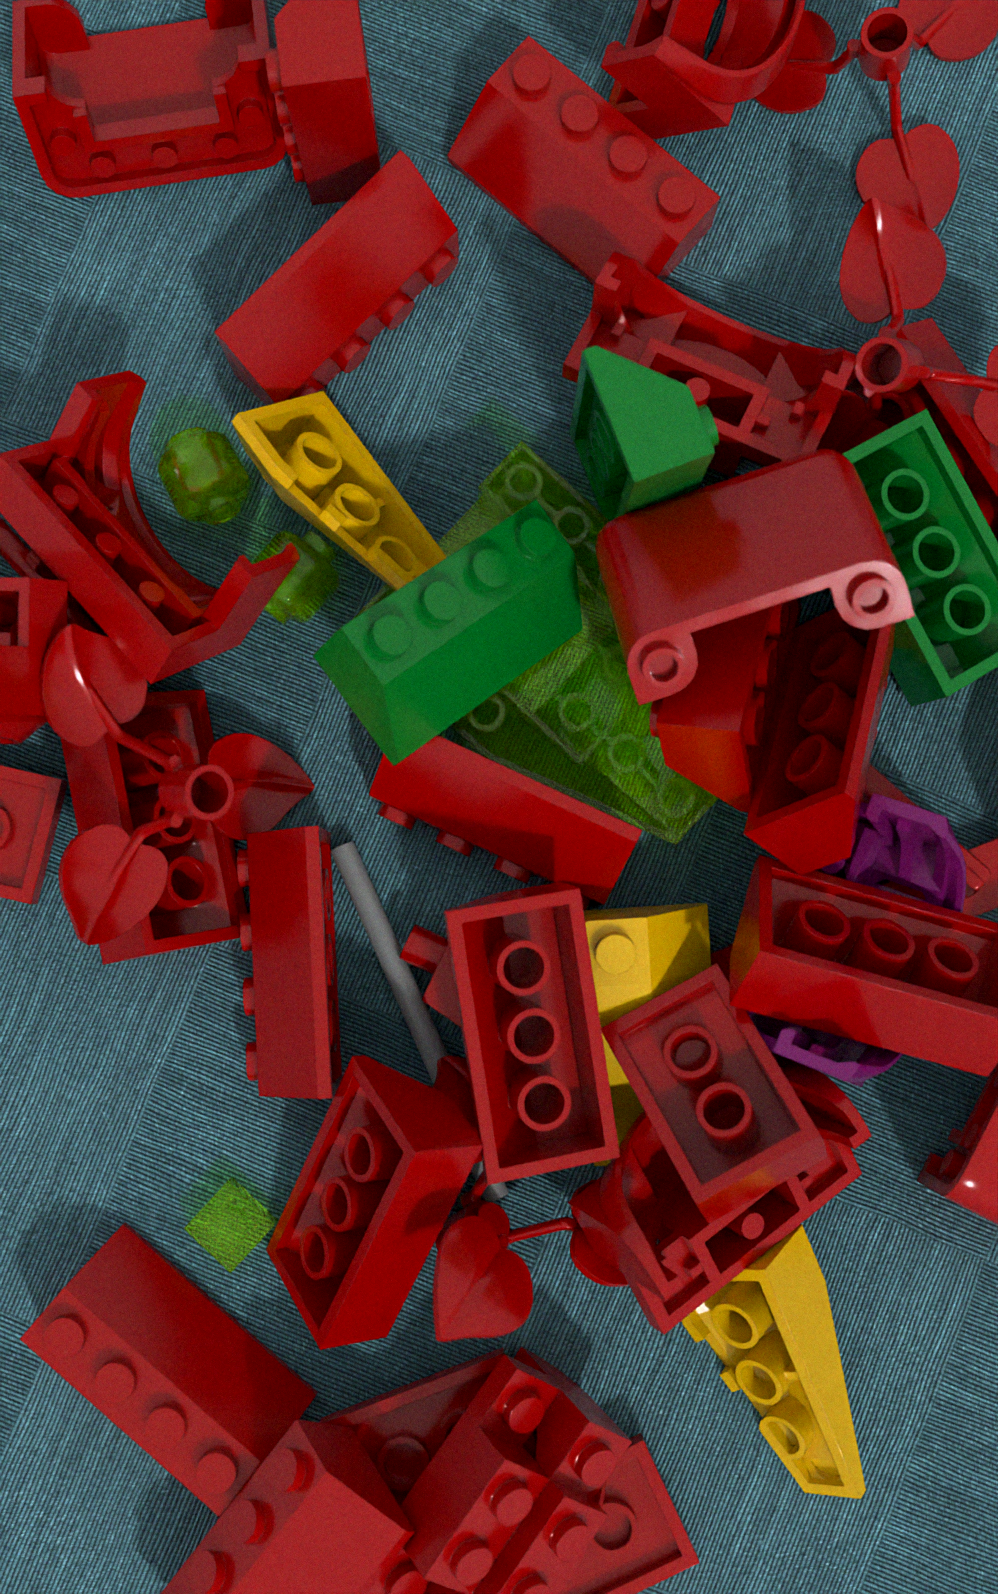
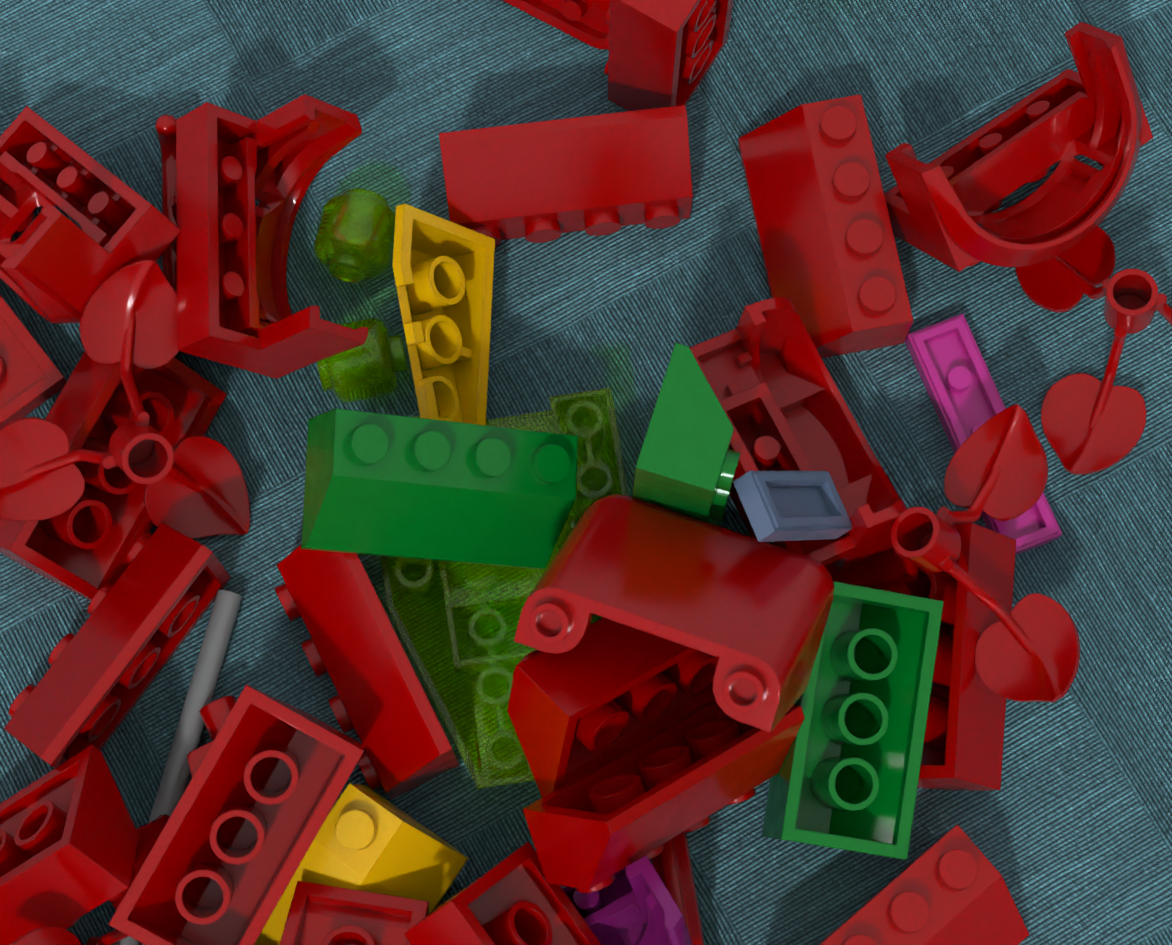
camera: 40 degrees right, 10 degrees down
(769, 418) = (792, 505): none -> sand blue tile
(798, 236) = (963, 402): none -> dark pink tile

